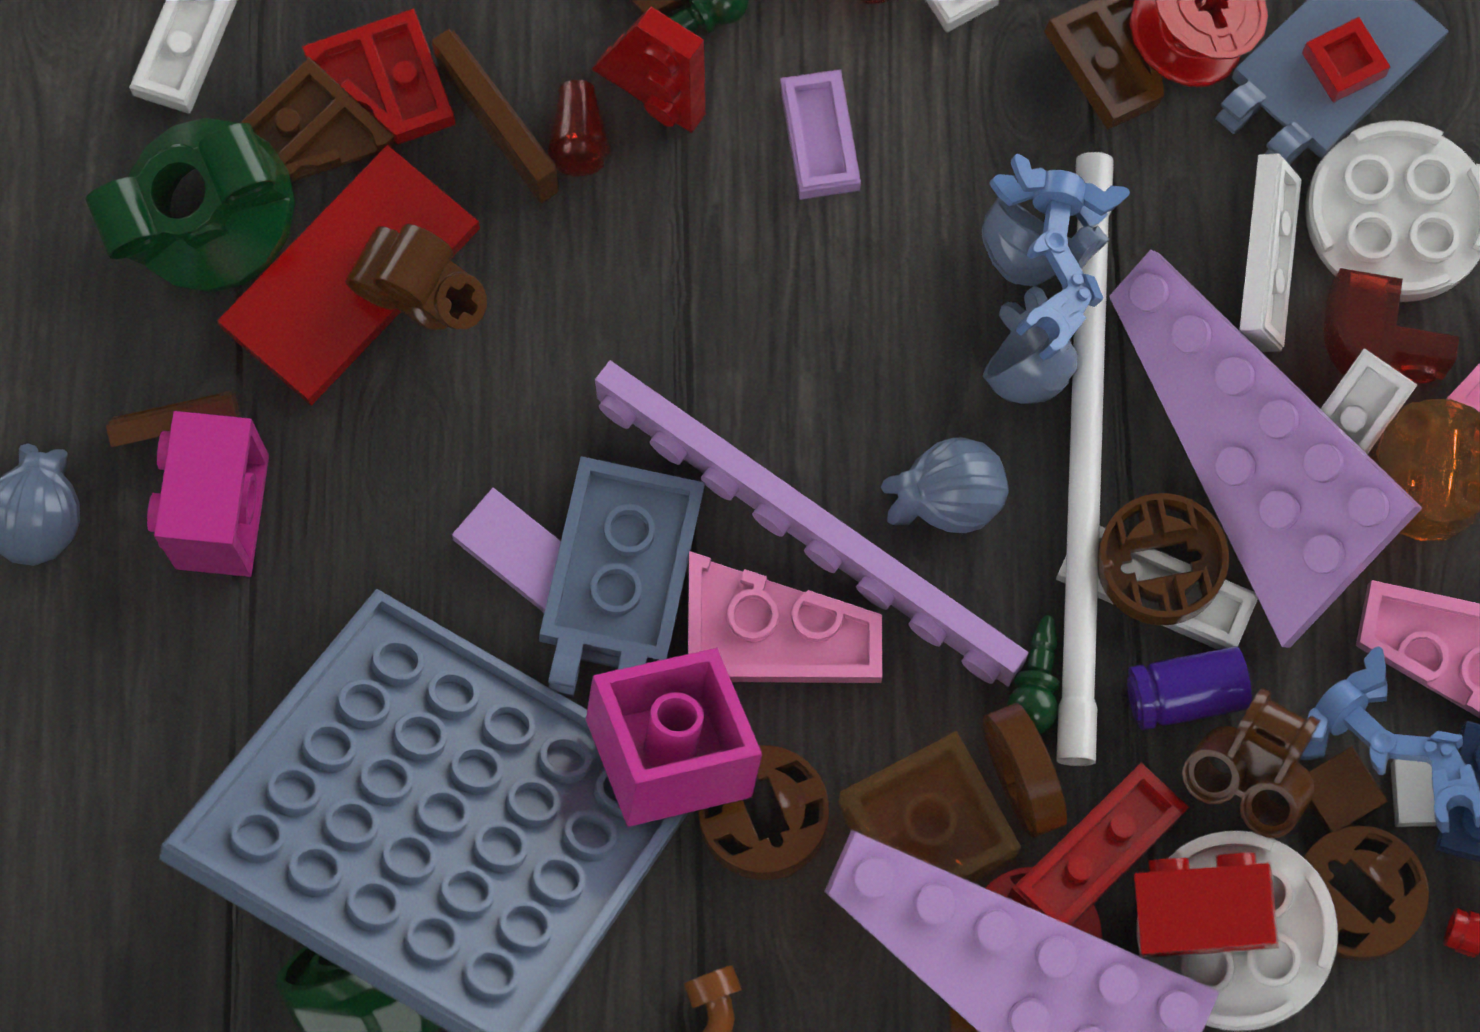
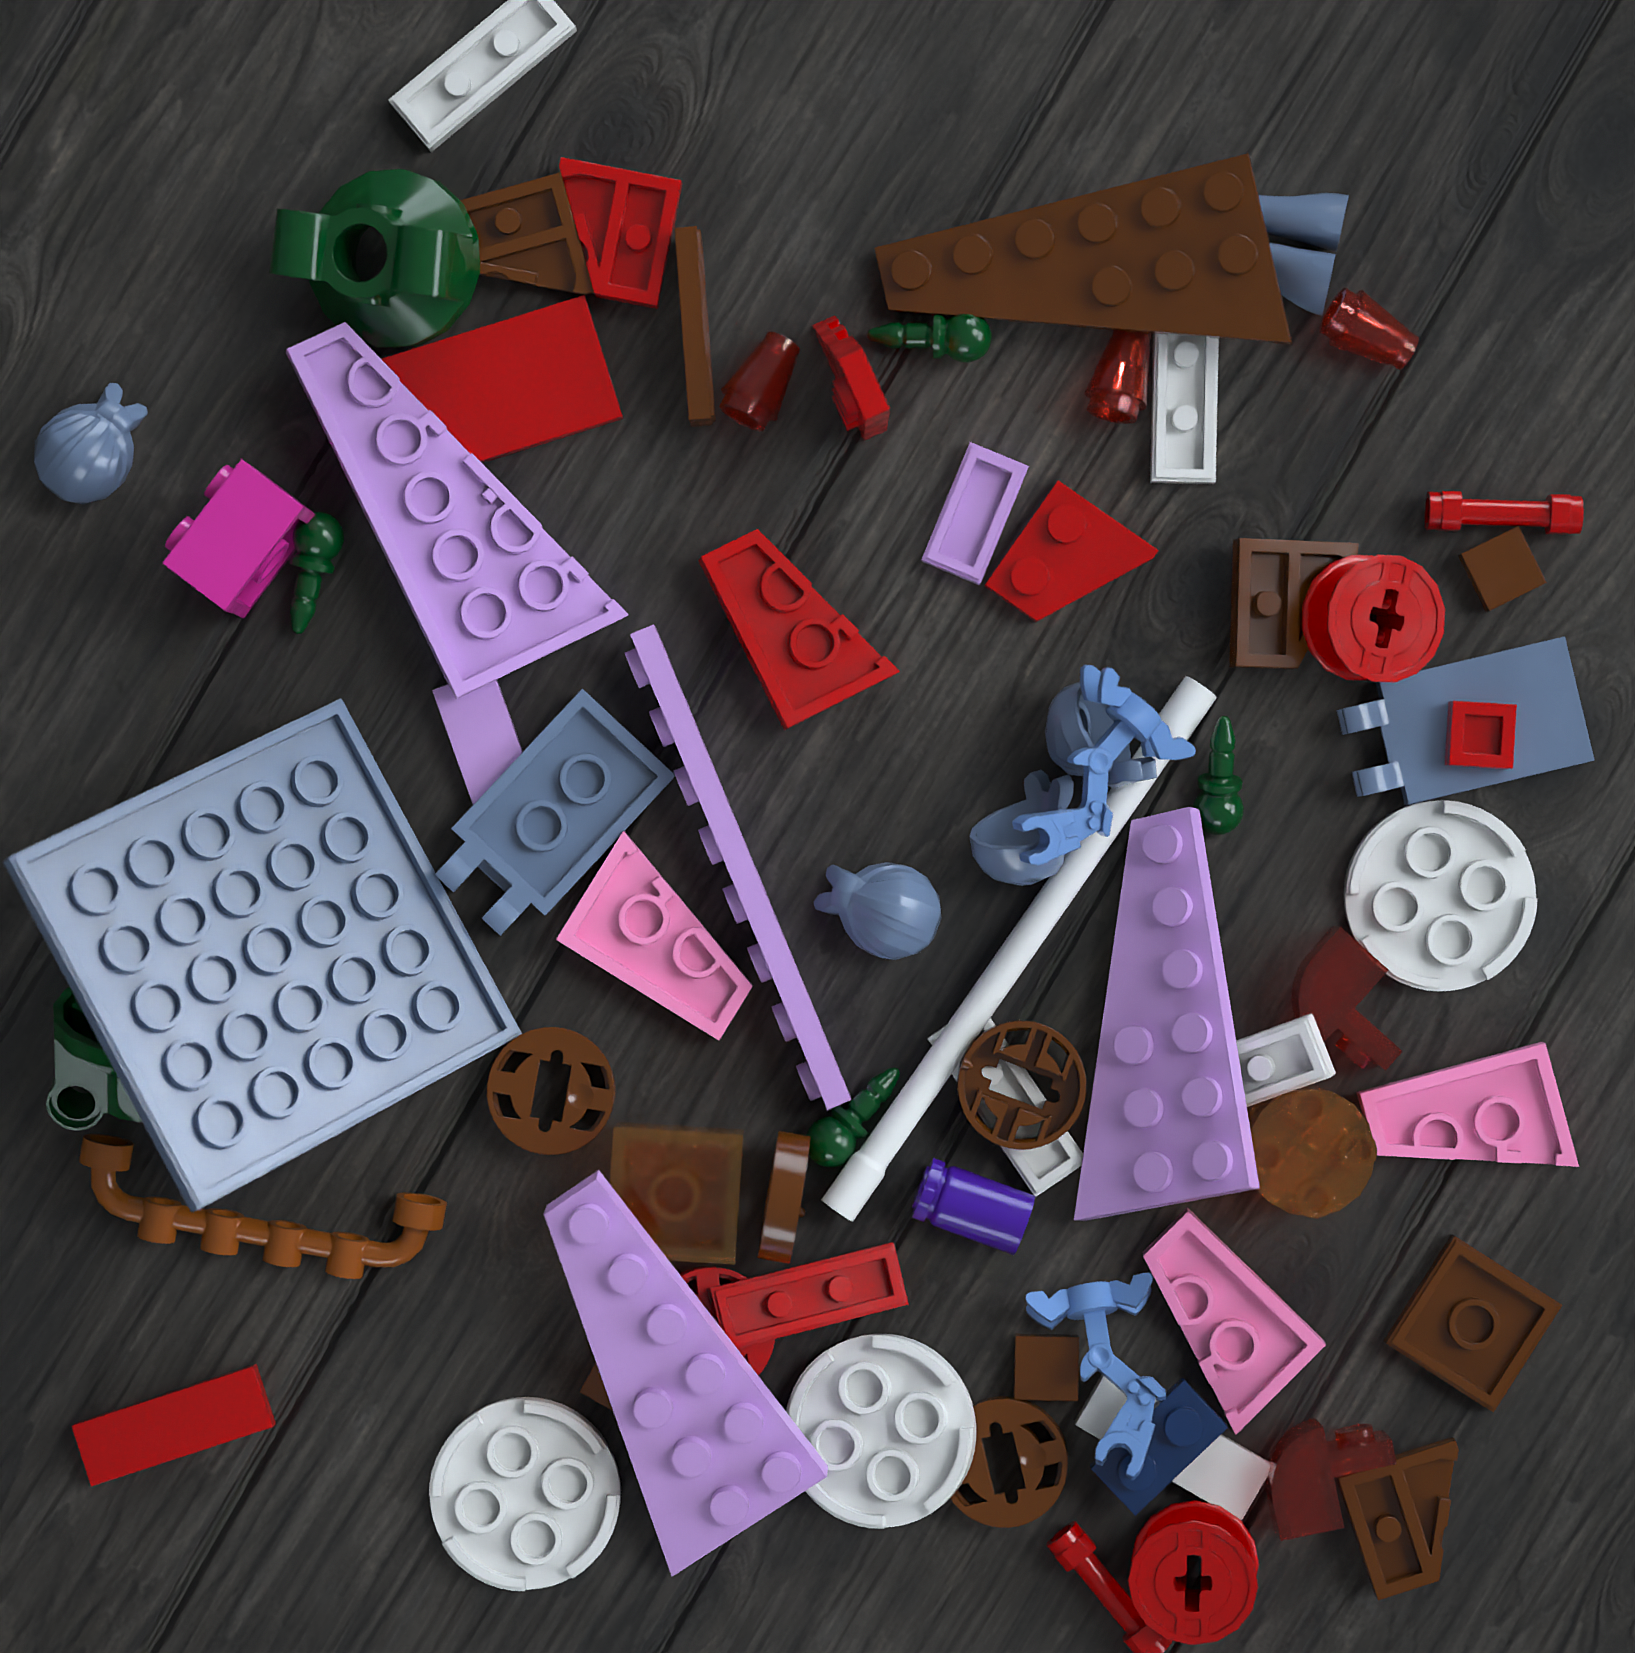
camera: 30 degrees right, 15 degrees up
(152, 421) = (252, 441): reddish brown tile -> none
(279, 472) = (316, 546): none -> dark green bar
(395, 393) = (462, 547): none -> lavender wing
(418, 278) = (529, 450): reddish brown piece -> none
(672, 736) = (503, 993): dark pink brick -> none
(730, 314) = (789, 632): none -> red wing
(915, 123) = (1065, 555): none -> red wing
(1166, 235) = (1219, 801): none -> dark green bar
(1206, 907) = (858, 1405): red brick -> none
(1261, 758) = (981, 1311): reddish brown piece -> none
(1270, 253) = (1296, 869): white tile -> none

